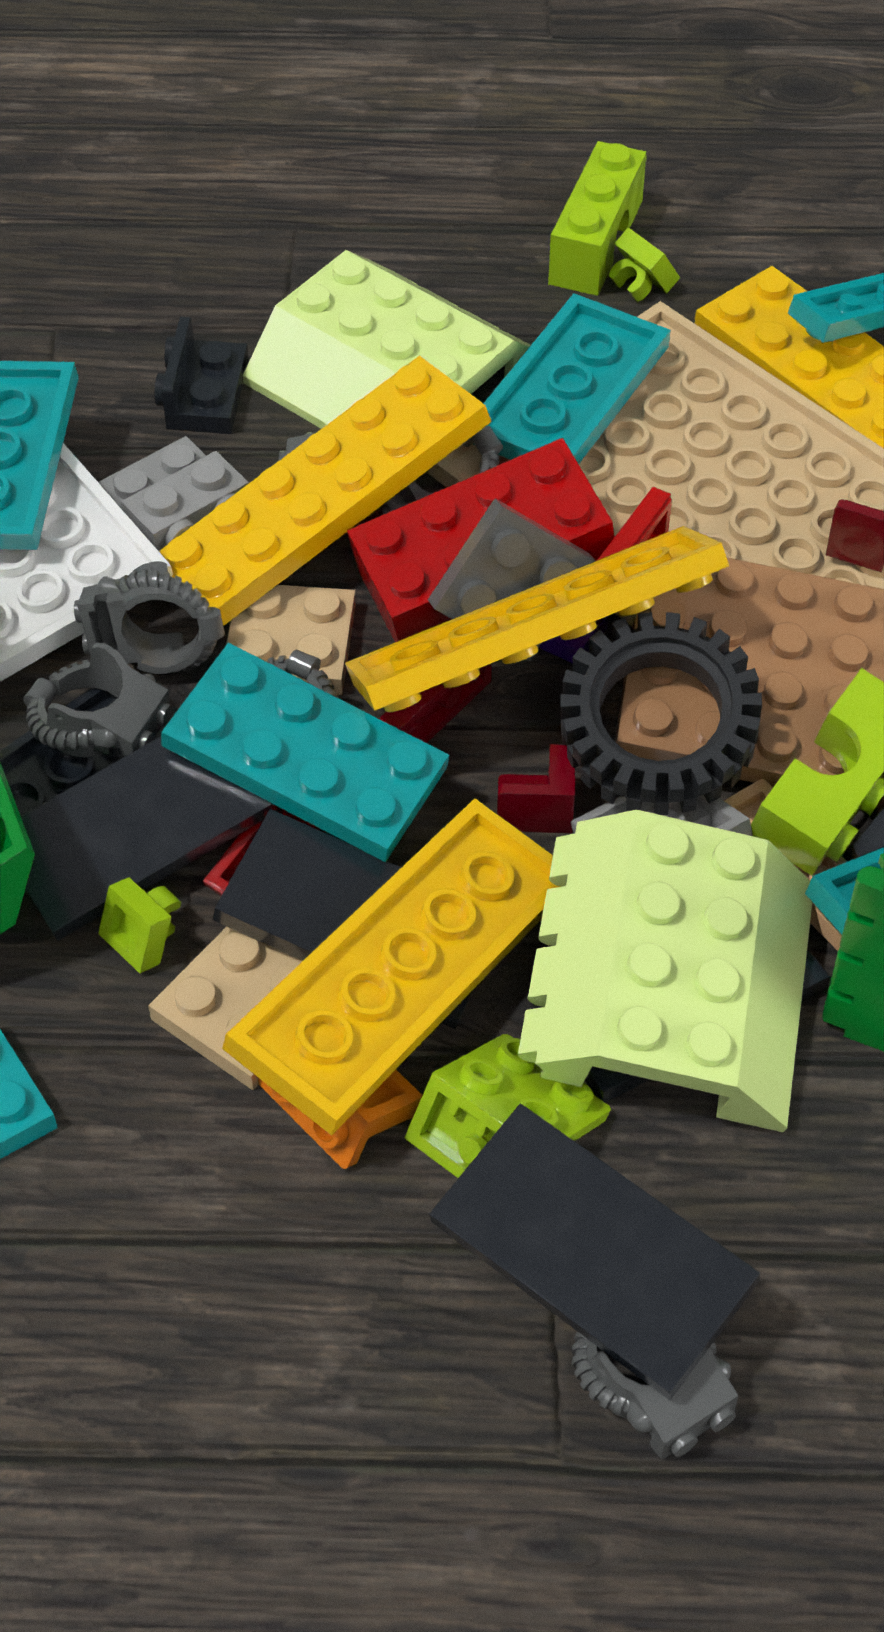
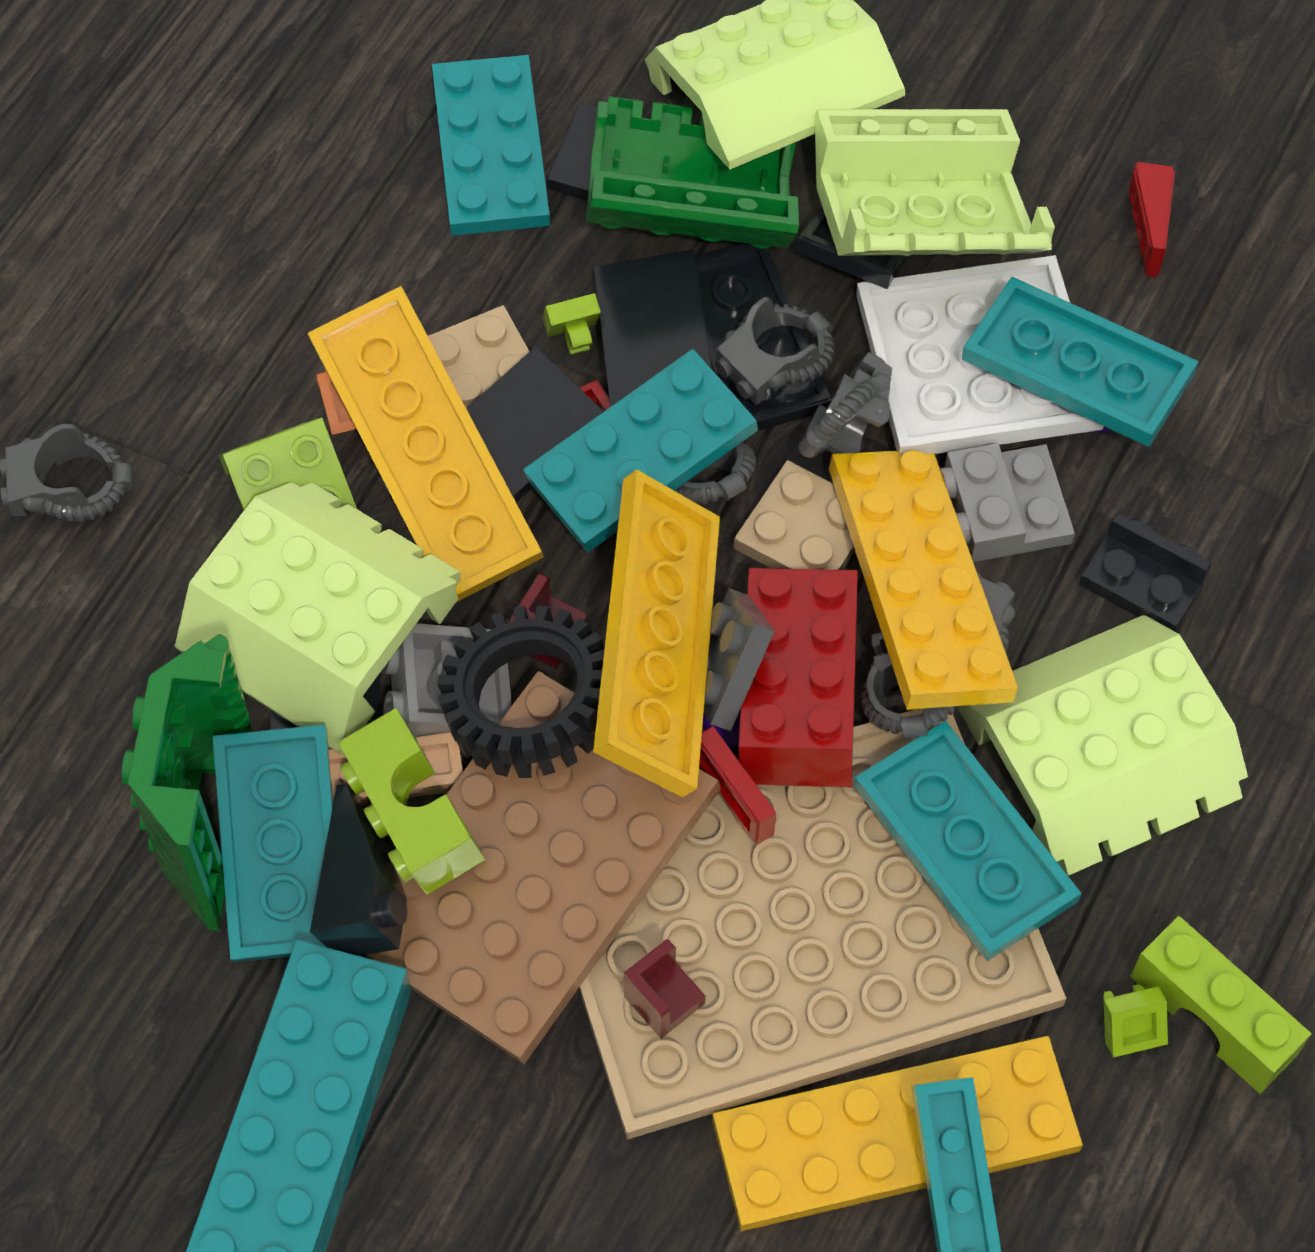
camera: 115 degrees right, 10 degrees up
(595, 1250) = (136, 447): black tile -> none

